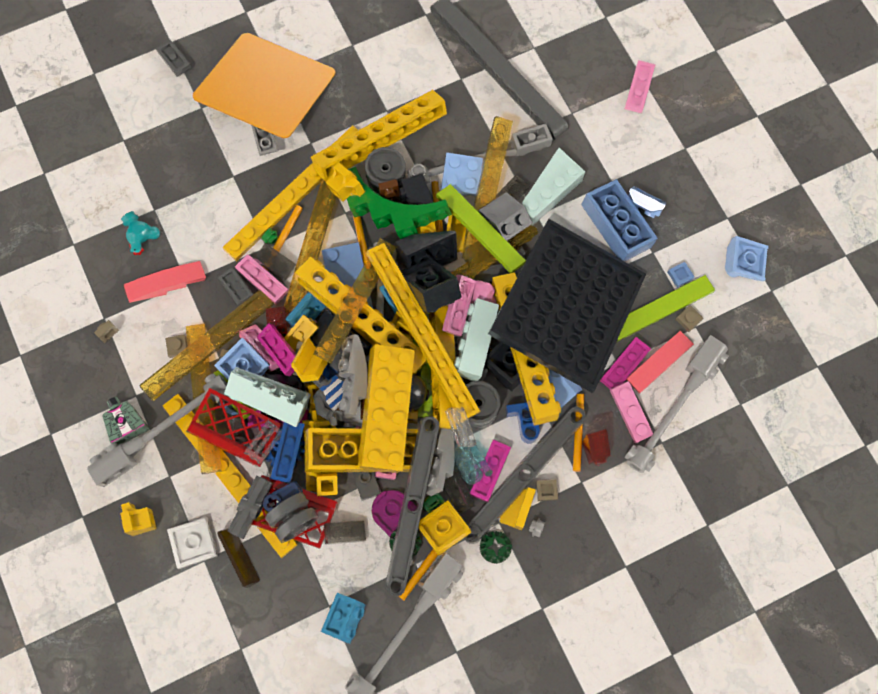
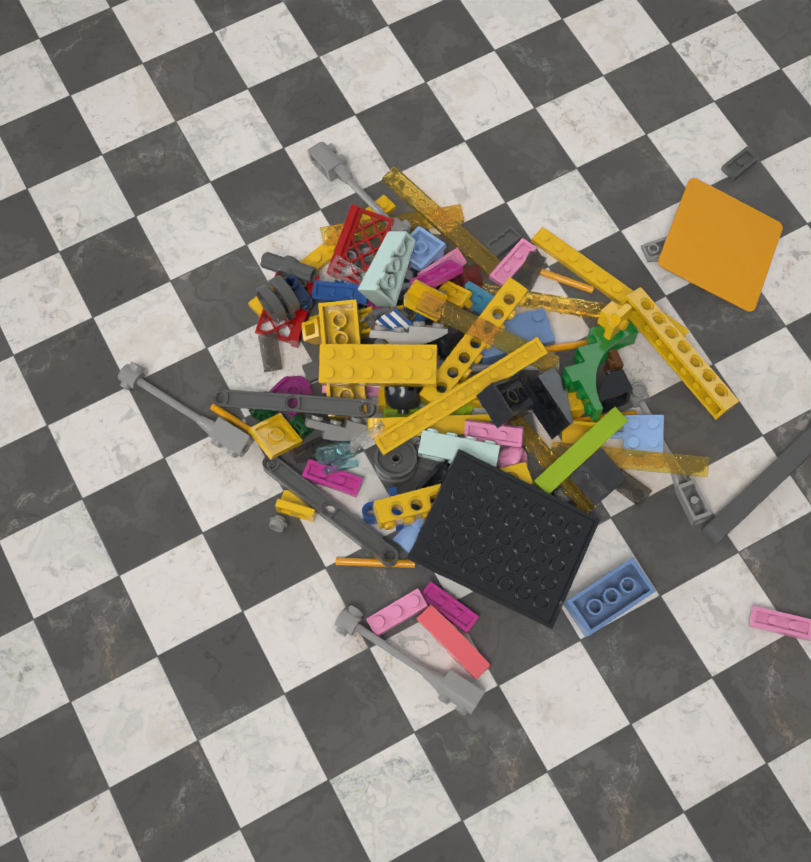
camera: 90 degrees right, 5 degrees down
(106, 331) = (450, 141): dark tan plate -> none
(123, 422) = (366, 165): torso -> none
(137, 520) = (279, 185): yellow brick -> none
(138, 232) = (549, 155): teal animal -> none
(164, 281) = (502, 182): coral slope -> none
(175, 345) = (442, 198): dark tan plate -> none
(192, 543) = (261, 232): white tile -> none
(239, 558) = (243, 270): dark brown slope -> none
(270, 236) = (557, 266): green plate -> none
(343, 618) = (193, 358): dark azure bracket -> none
(383, 166) = (640, 360): dark grey wheel -> none
(489, 554) = (267, 490): dark green gear -> none
(547, 490) = (314, 531): dark tan plate -> none
(553, 185) = (641, 526): light aqua wedge -> none
(597, 447) = (357, 575): clear red slope -> none
(646, 201) = (635, 624): slope -> none
(666, 306) = (517, 650): lime tile -> none
(680, 274) = (555, 666): medium blue plate -> none
(689, 318) = (506, 677): dark tan plate -> none
(746, 259) = (579, 739): light blue slope -> none

